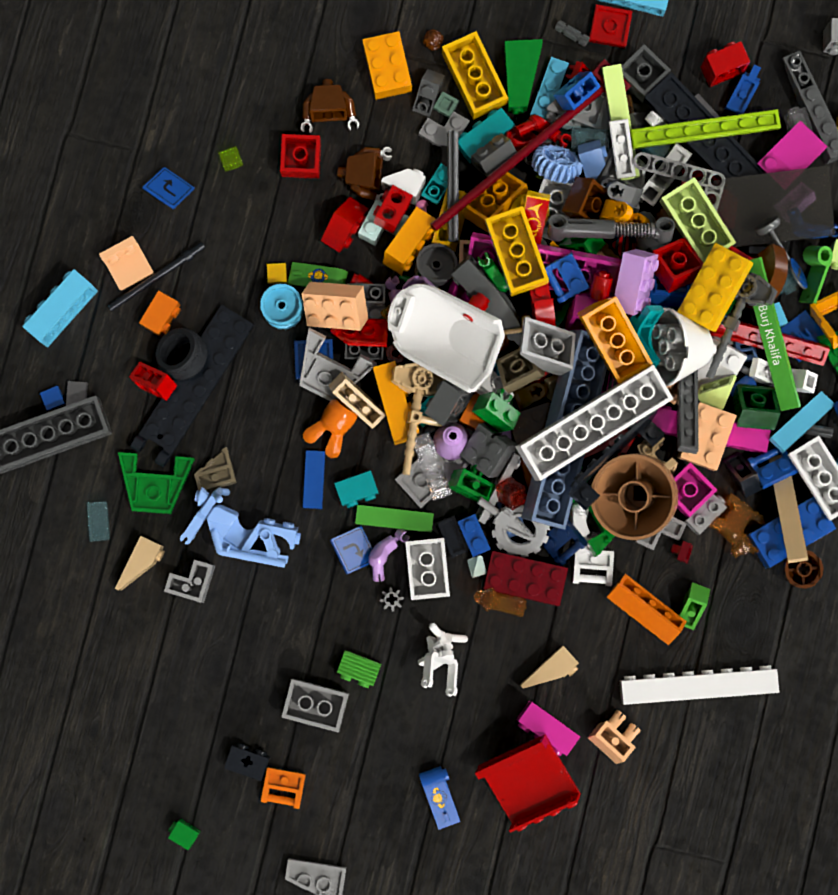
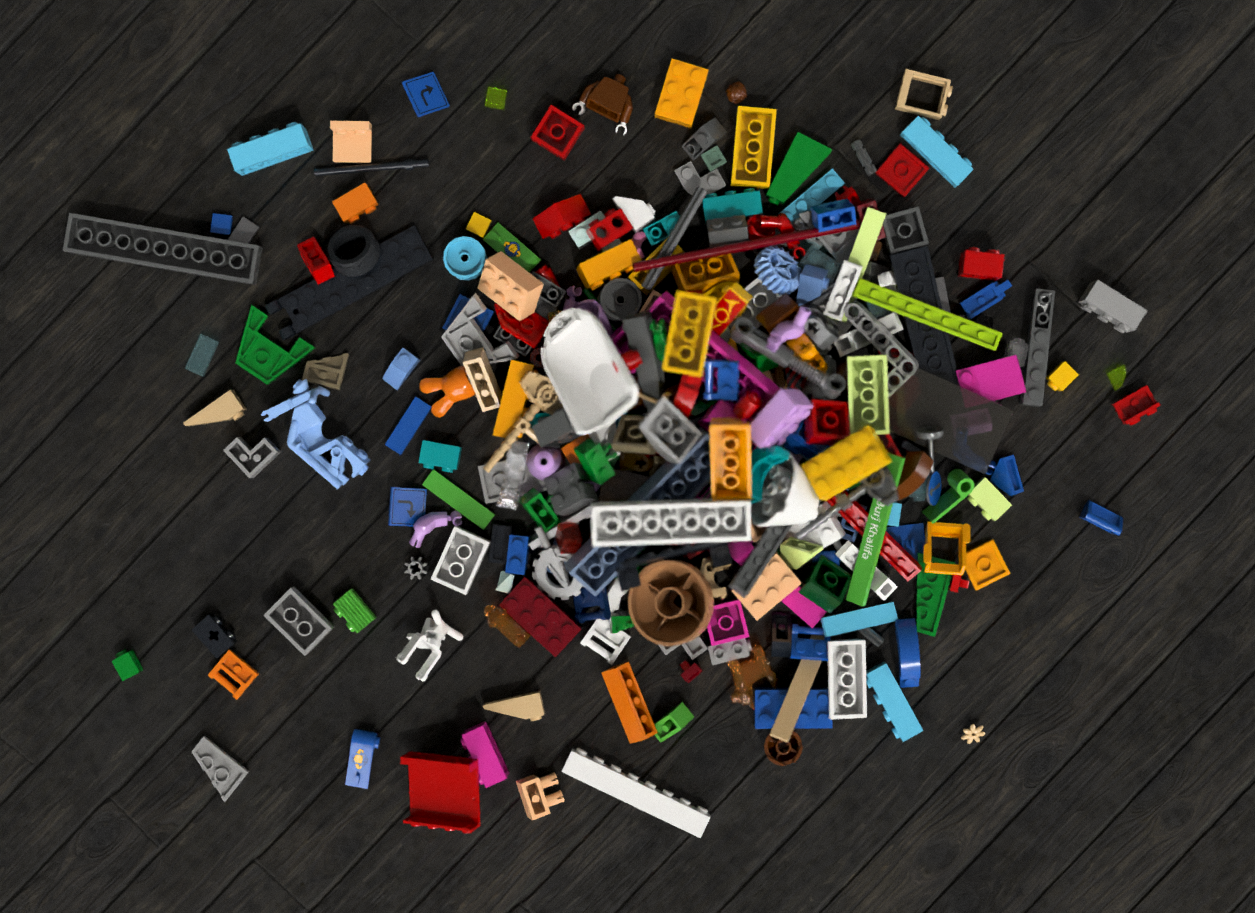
camera: 30 degrees right, 5 degrees up
(279, 433) = (400, 368): none -> medium blue slope
(365, 172) = (606, 179): reddish brown torso -> none
(599, 203) = (788, 329): none -> lavender arm

